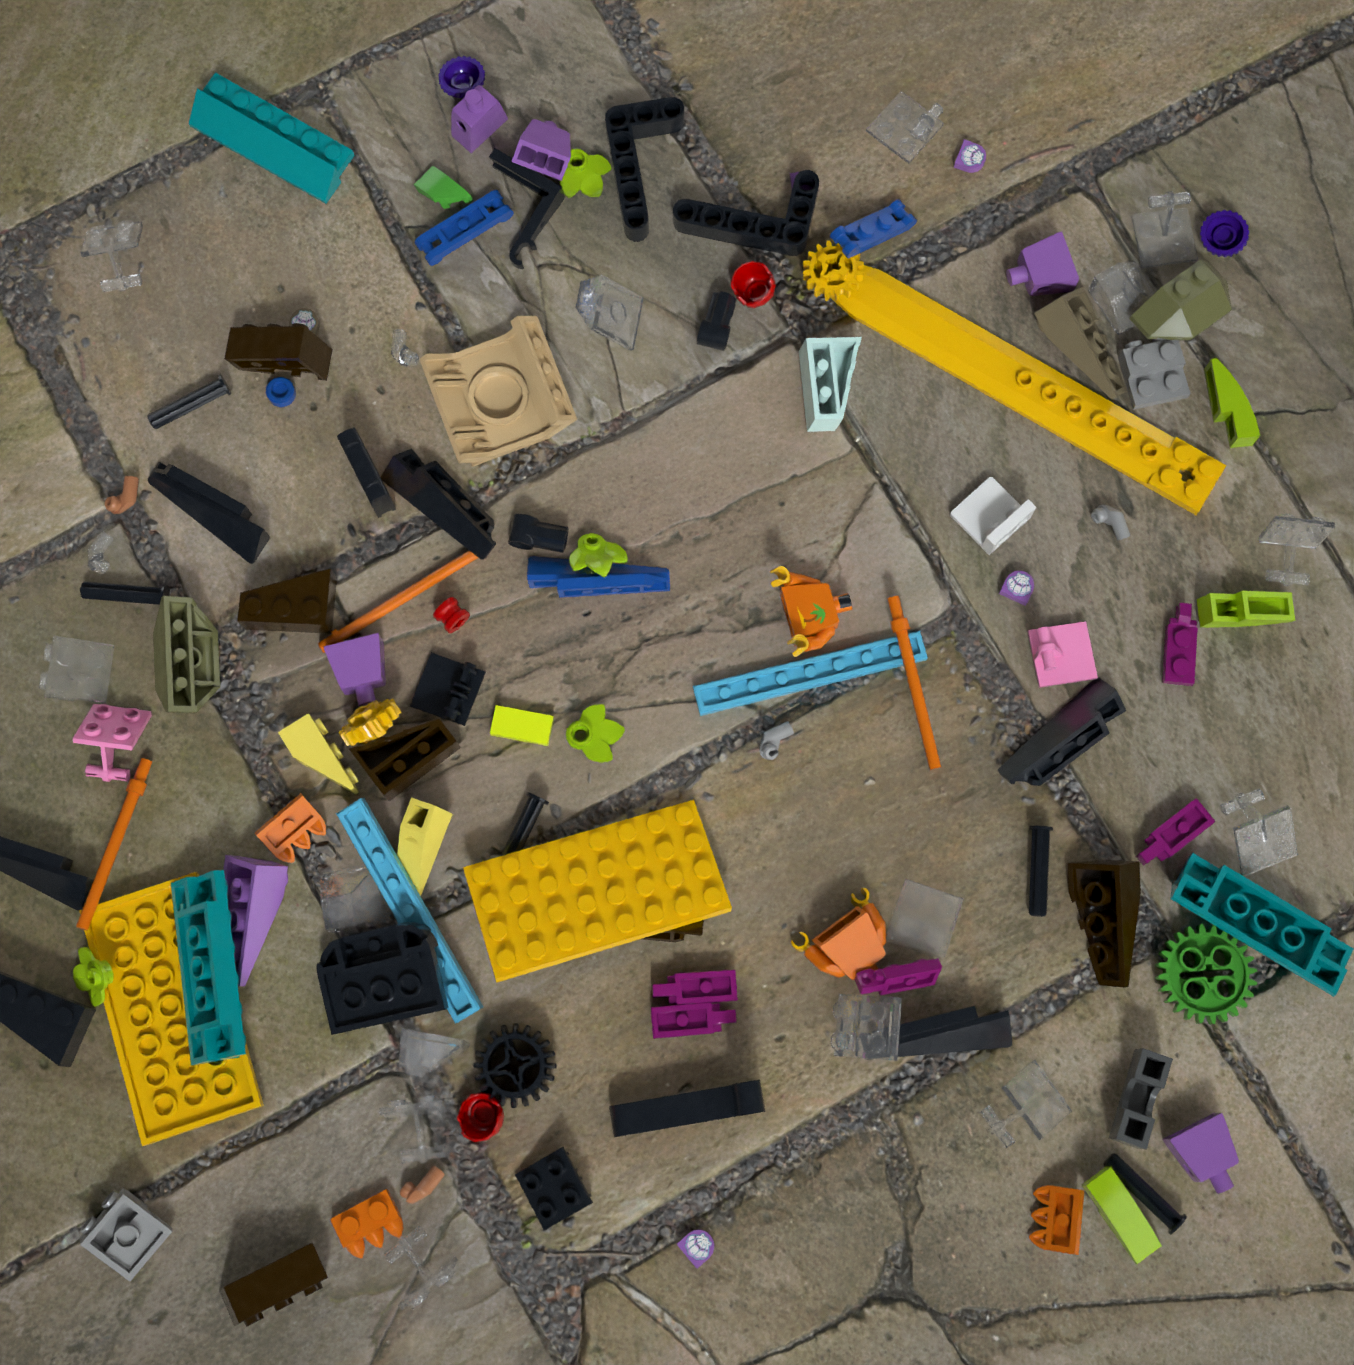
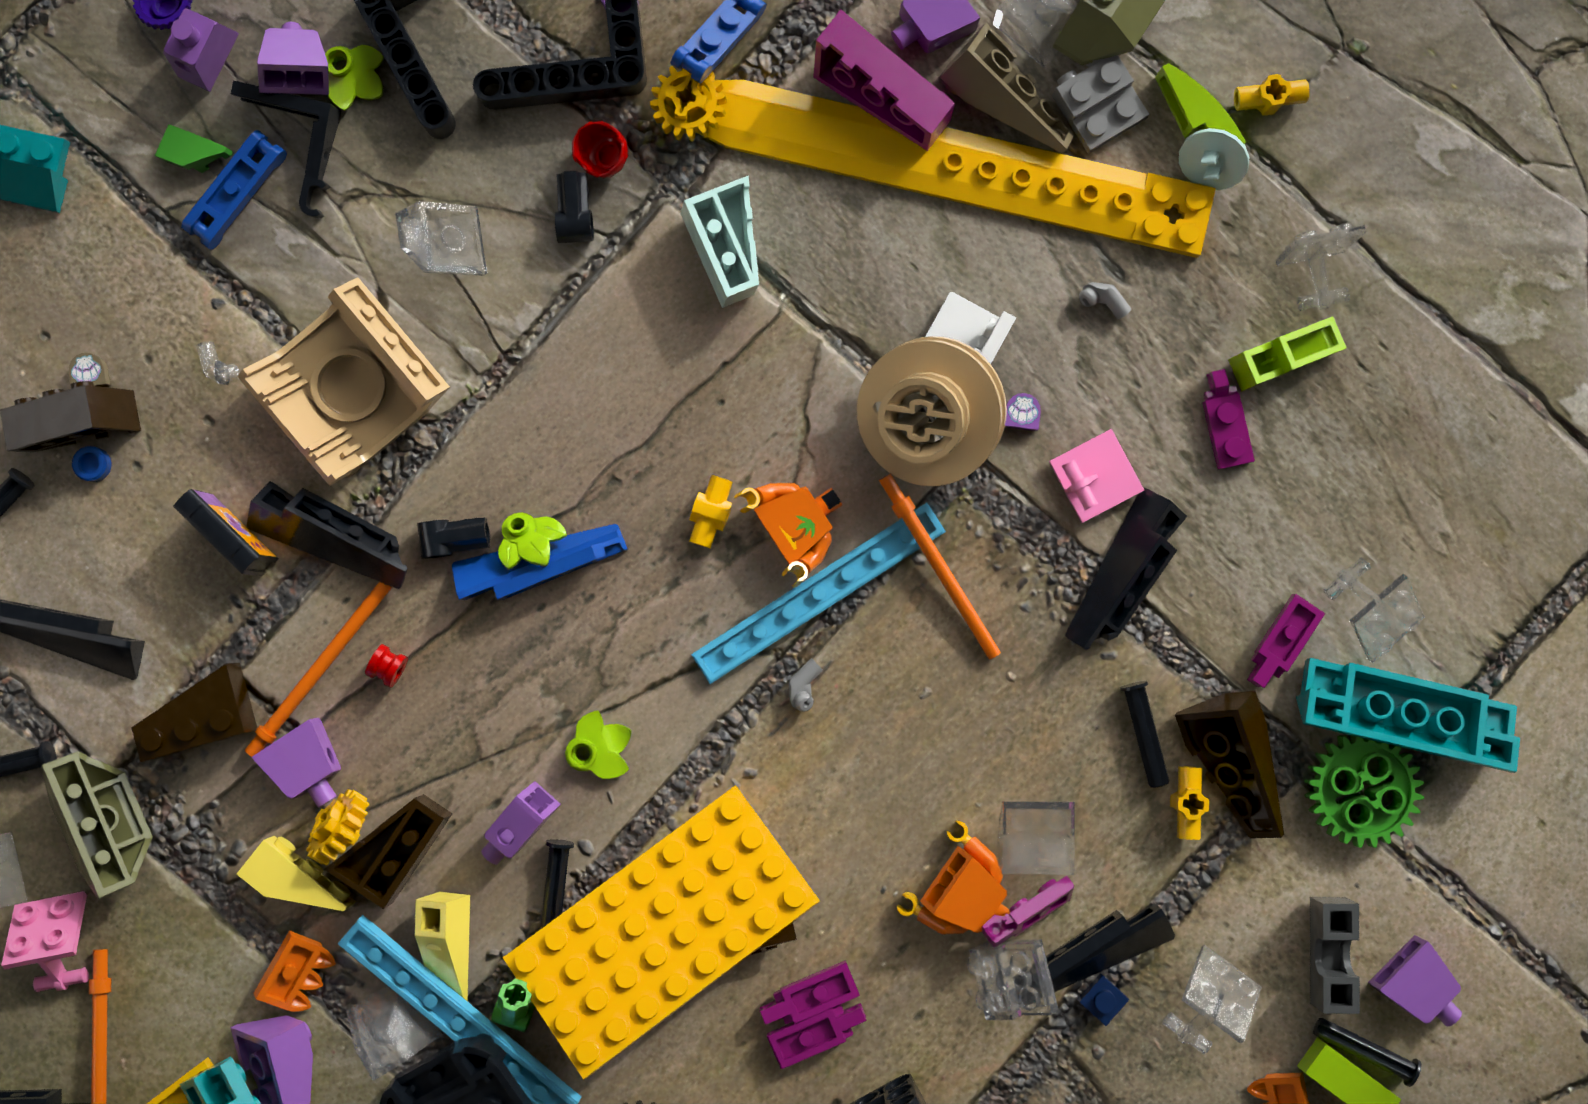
camera: 20 degrees left, 10 degrees up
(448, 689) = (413, 751): black hinge -> none
(457, 910) = (514, 1006): none -> bright green piece
(521, 725) = (512, 765): neon yellow tile -> none
(522, 766) = (518, 823): none -> medium lavender torso
(746, 581) = (710, 511): none -> yellow axle
(936, 1075) = (1103, 999): none -> dark blue plate
(978, 545) = (955, 387): none -> tan wheel
(986, 301) = (880, 82): none -> magenta wedge
(1062, 921) = (1189, 785): none -> yellow axle
(1231, 440) = (1214, 158): none -> light aqua piece
(1292, 409) = (1285, 91): none -> yellow axle

